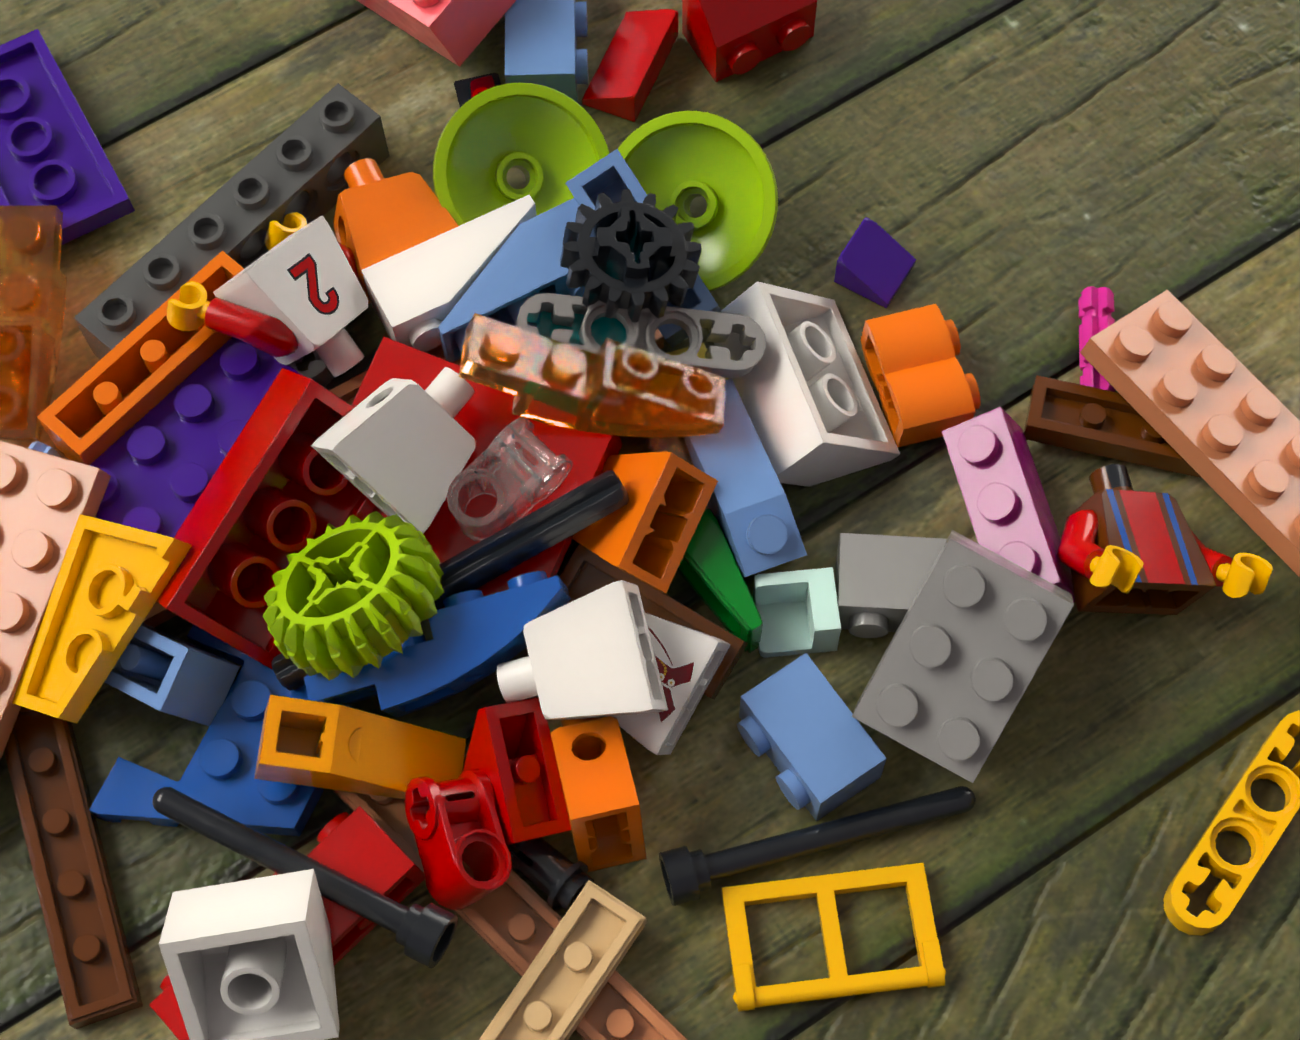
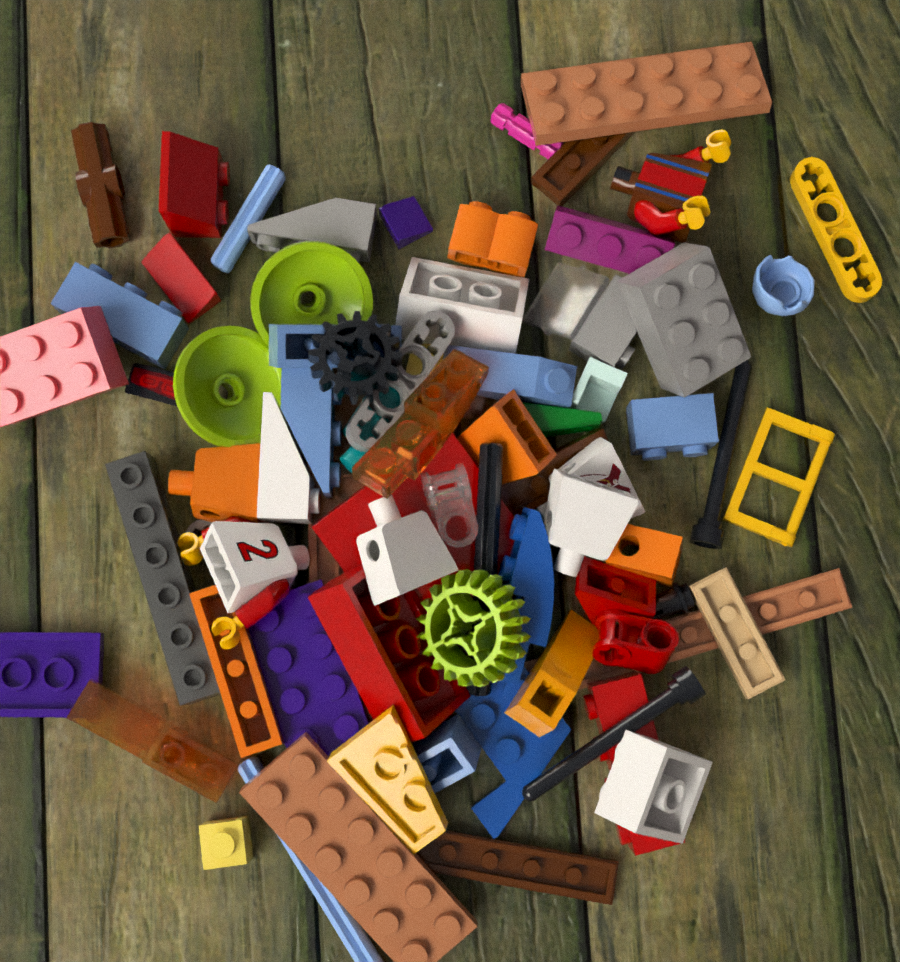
camera: 65 degrees left, 15 degrees up
(757, 92) = (250, 212): none -> light blue axle
(814, 186) = (334, 221): none -> light grey slope
(895, 505) = (566, 300): none -> clear piece
(1111, 781) = (782, 286): none -> light blue hair

